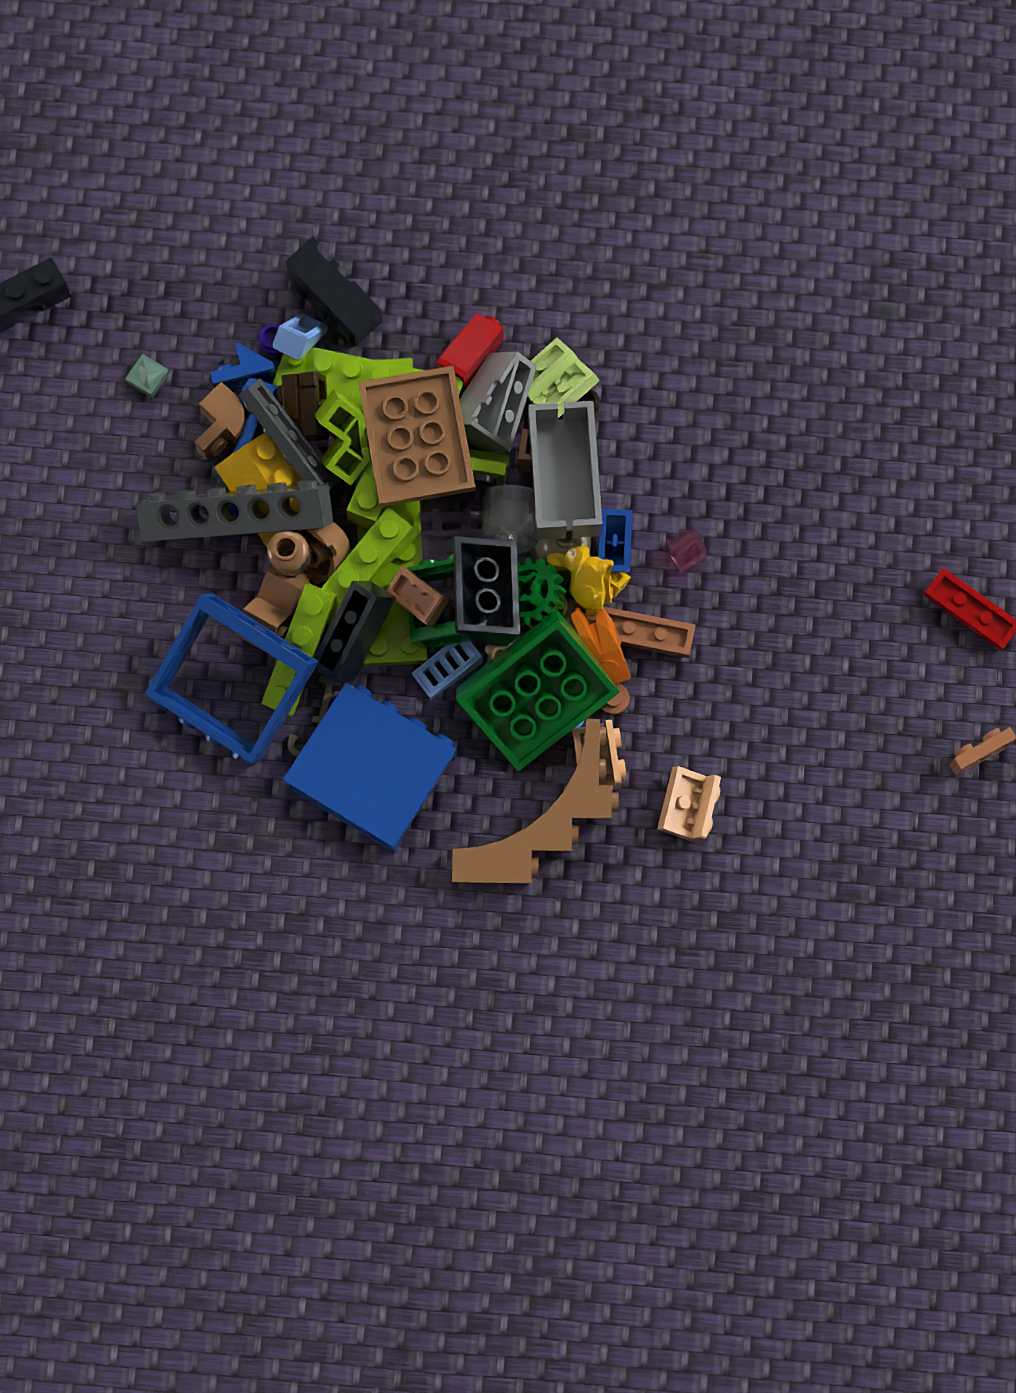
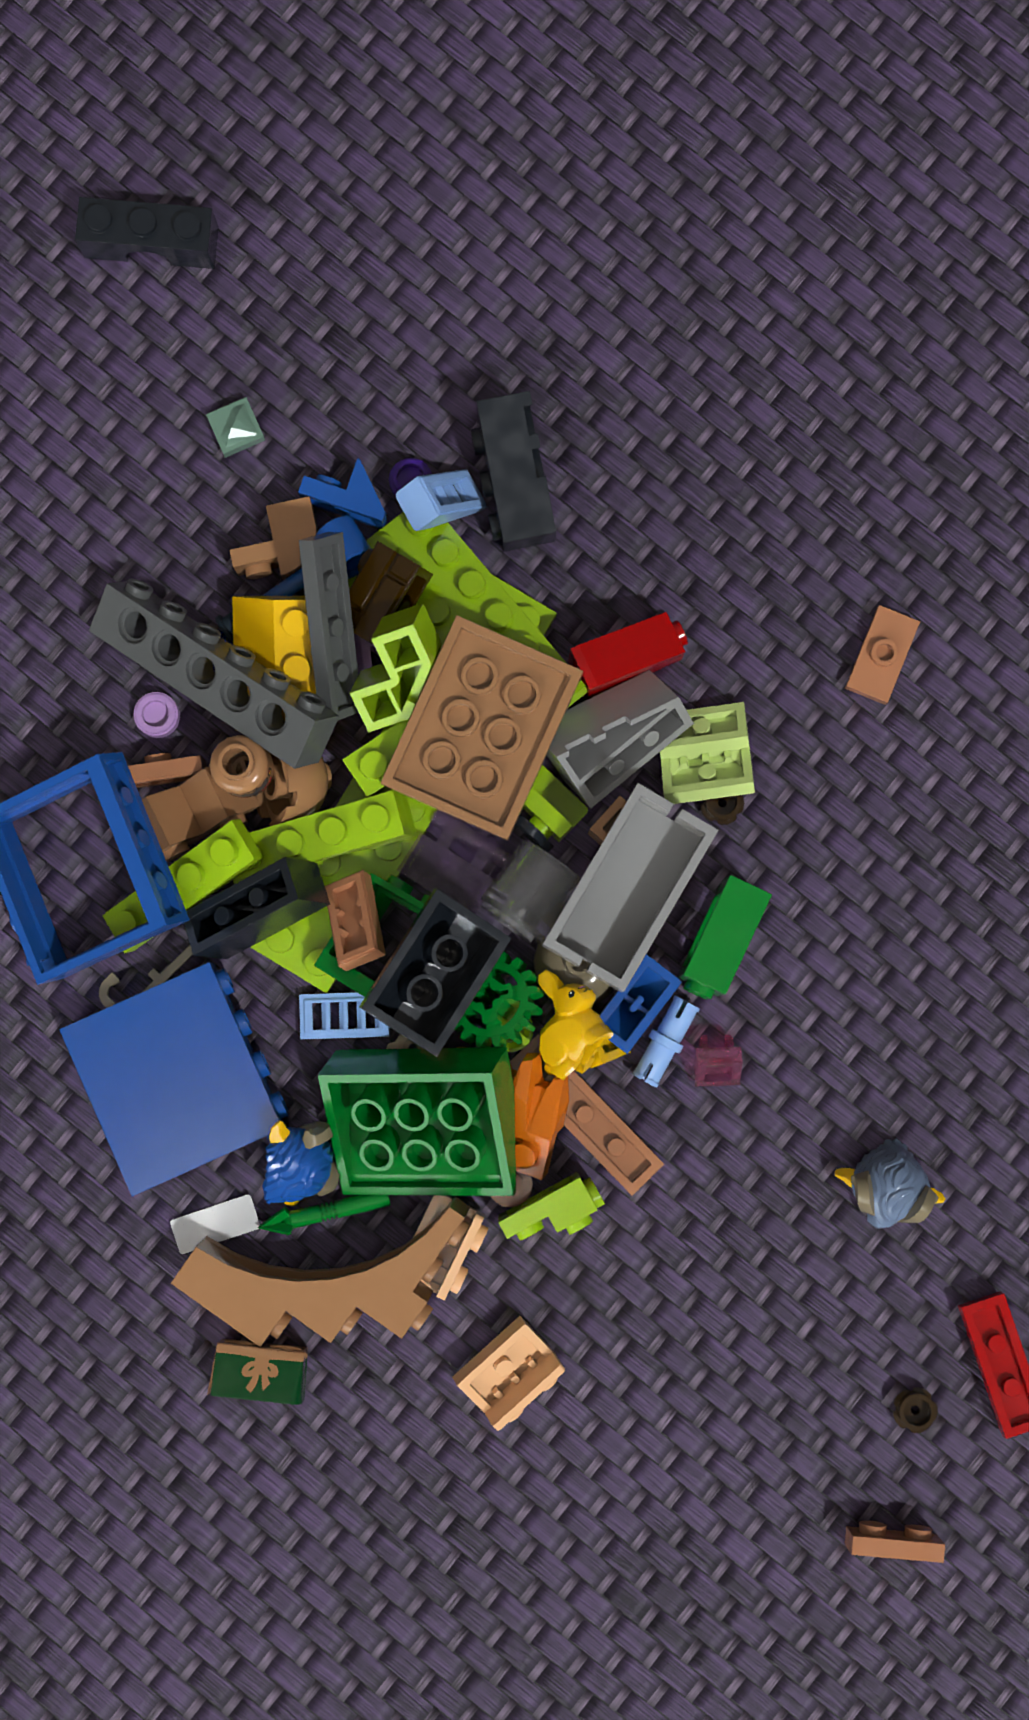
camera: 30 degrees right, 10 degrees up
(213, 569) = (156, 714): none -> lavender tile
(242, 594) = (162, 769): none -> nougat plate
(455, 836) = (217, 1222): none -> white sticker
(480, 762) = (299, 1163): none -> blue hair
(495, 807) = (285, 1220): none -> green piece
(541, 902) = (259, 1373): none -> dark green piece
(618, 261) = (882, 655): none -> nougat plate
(638, 471) = (723, 938): none -> green window
(647, 556) = (665, 1041): none -> light blue pin
(651, 685) = (565, 1203): none -> lime plate
(835, 551) = (891, 1186): none -> sand blue hair
(944, 662) = (927, 1410): none -> dark brown plate

